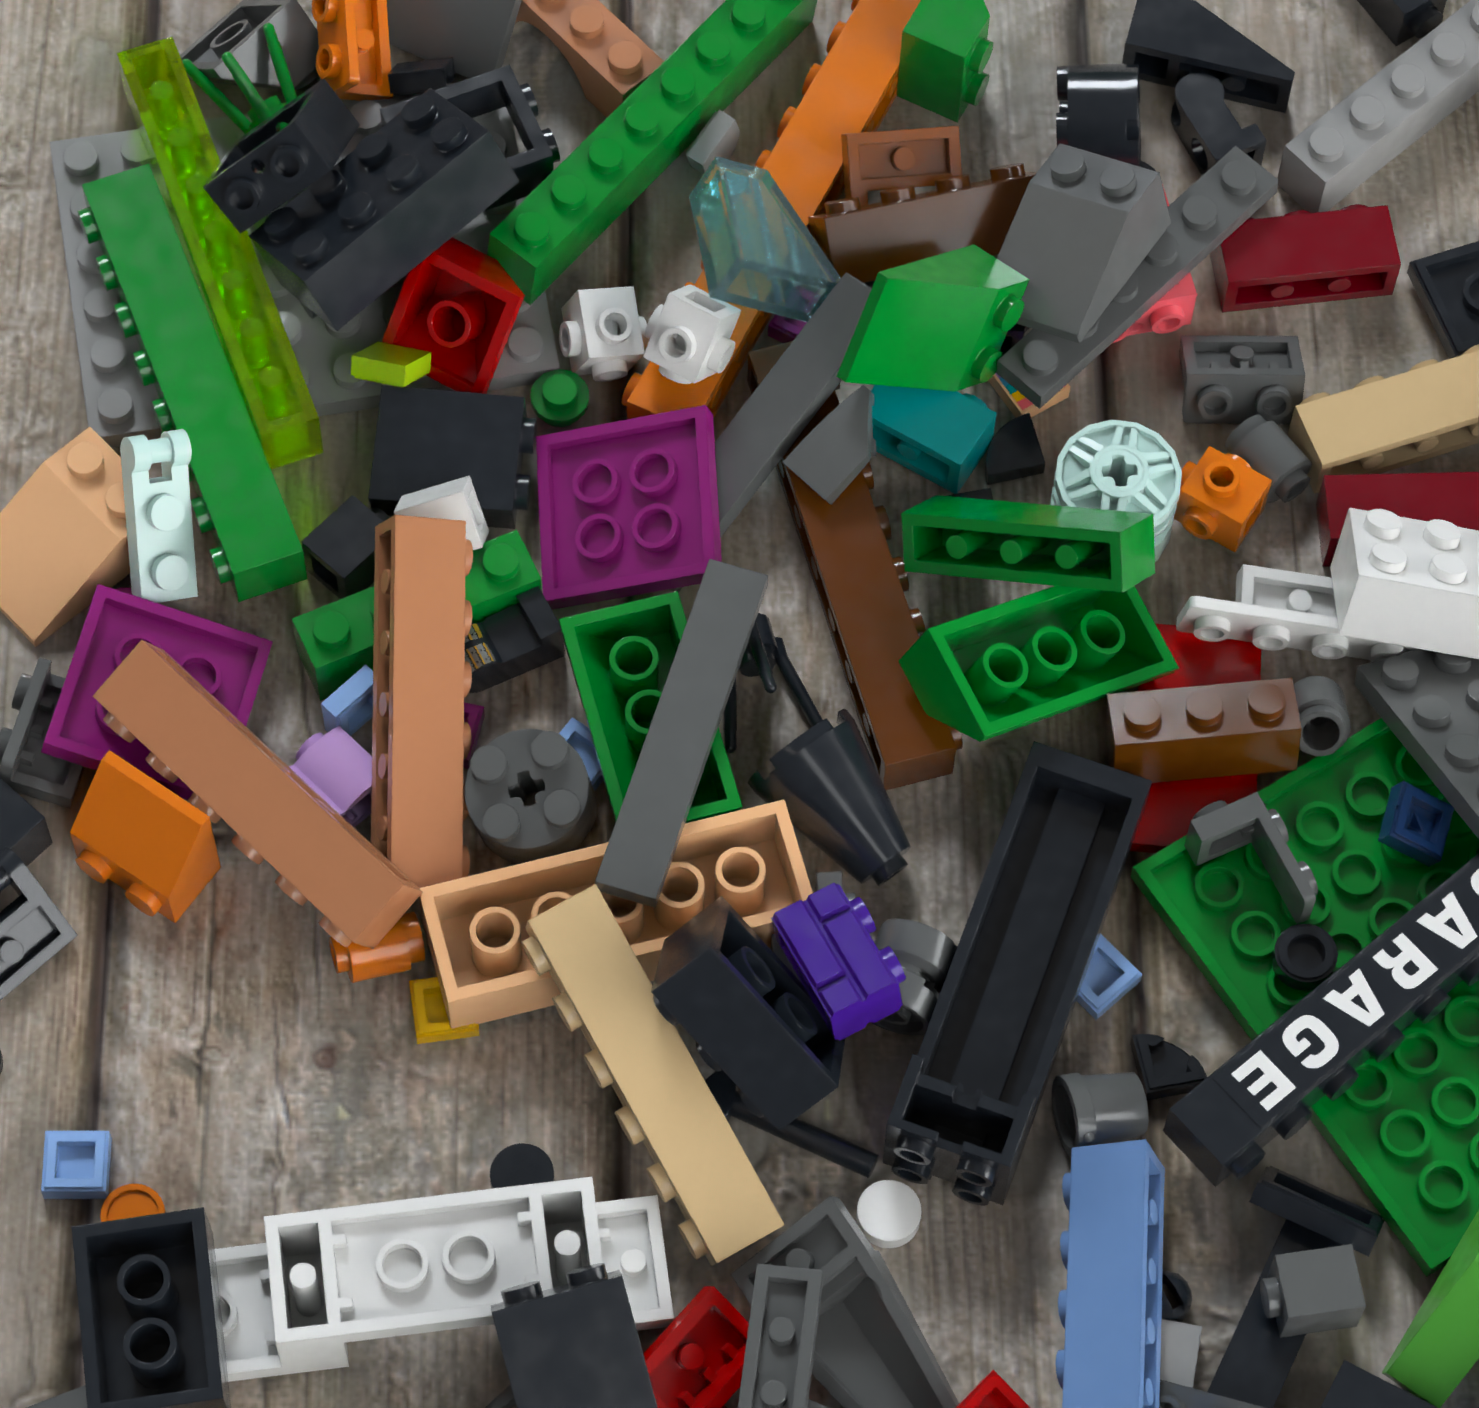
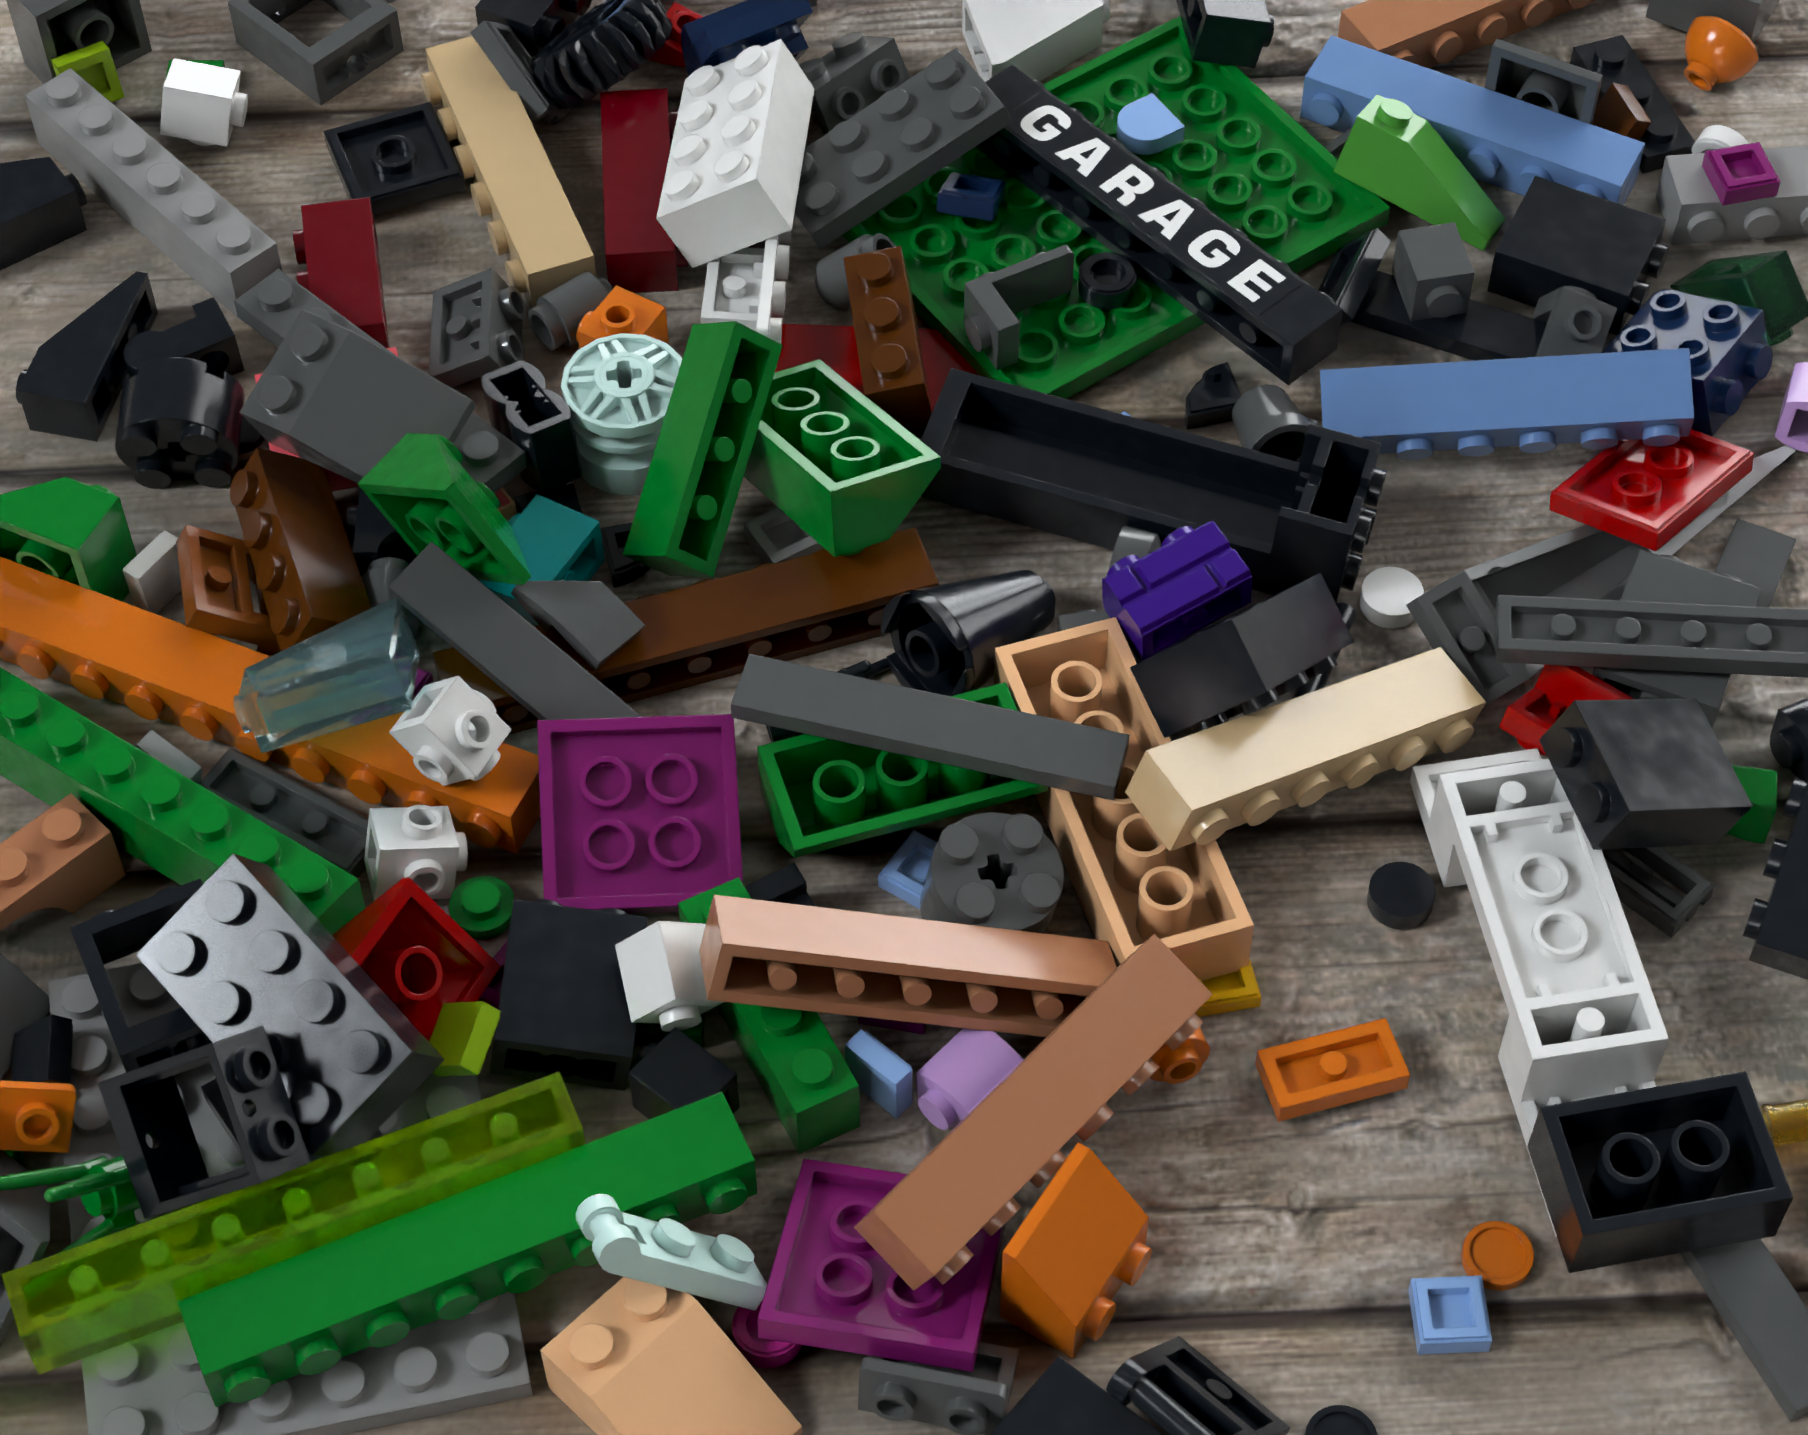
camera: 90 degrees left, 10 degrees down
(327, 1087) = (1332, 1069): none -> orange plate
(663, 254) = (291, 809): none -> dark grey tile
(932, 111) = (154, 574): none -> white tile
(1117, 392) = (535, 422): none -> black brick

